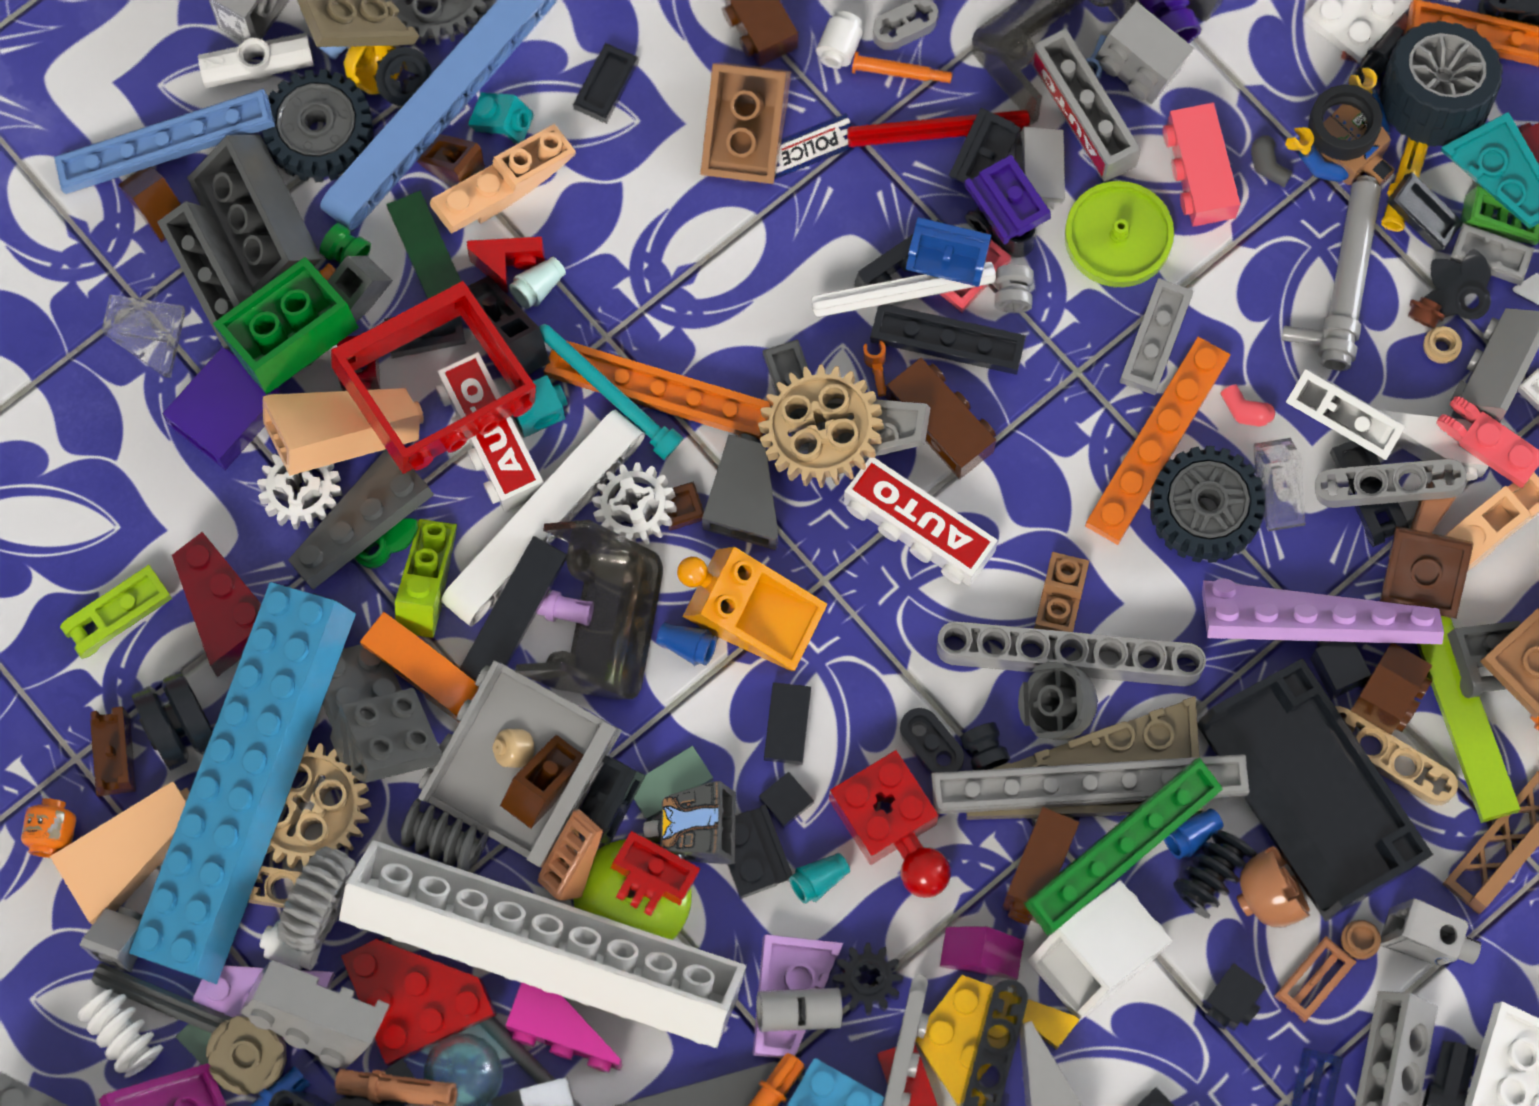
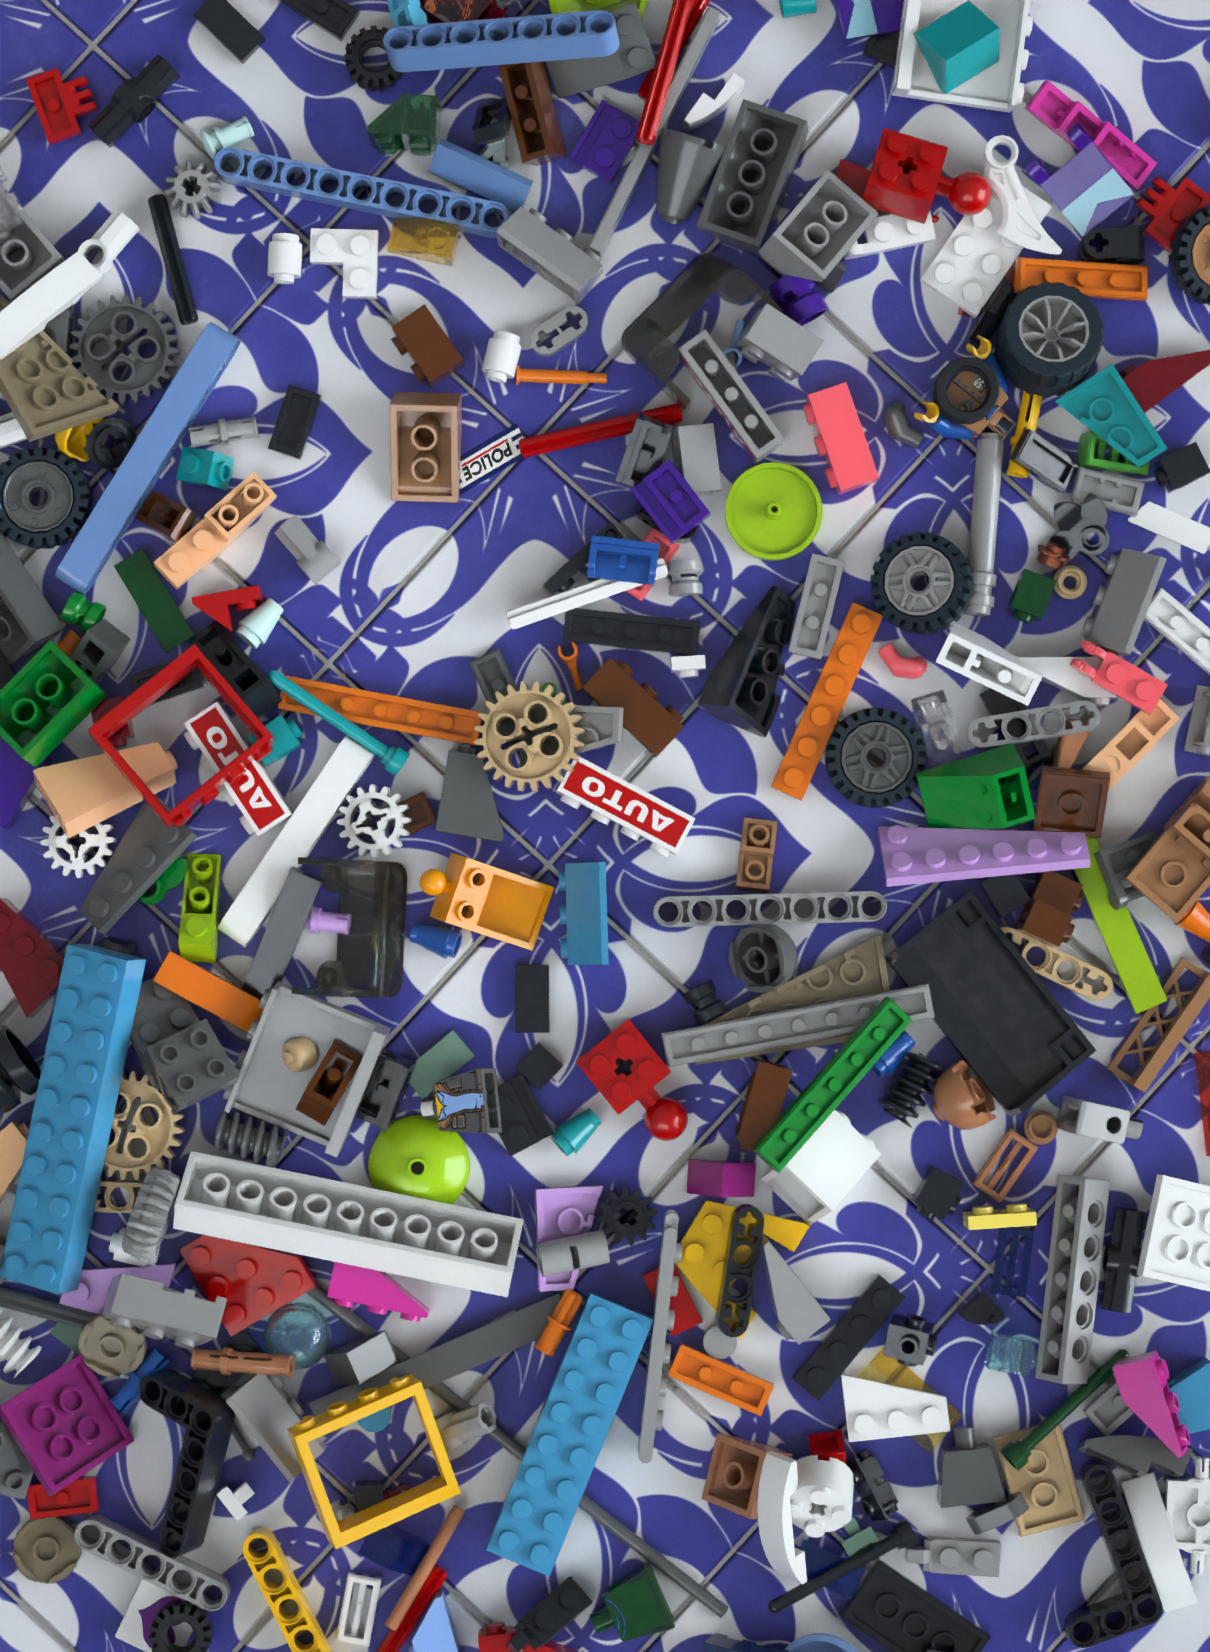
camera: 10 degrees left, 15 degrees up
(527, 82) = (223, 432): none -> light grey pin
(556, 875) = (361, 1149): nougat slope -> none
(604, 218) = (311, 554): none -> light grey piece
(652, 873) = (433, 1153): red hinge -> none
(860, 631) = (584, 913): none -> dark azure slope
(933, 743) = (658, 1002): black plate -> none
(1006, 380) = (688, 665): none -> white plate
(1071, 399) = (746, 676): none -> black wedge
(1283, 345) = (943, 597): none -> wheel
(1320, 549) = (977, 792): none -> green slope
(1321, 1033) = (986, 1218): none -> light yellow plate
(1398, 351) = (1031, 596): none -> dark green brick

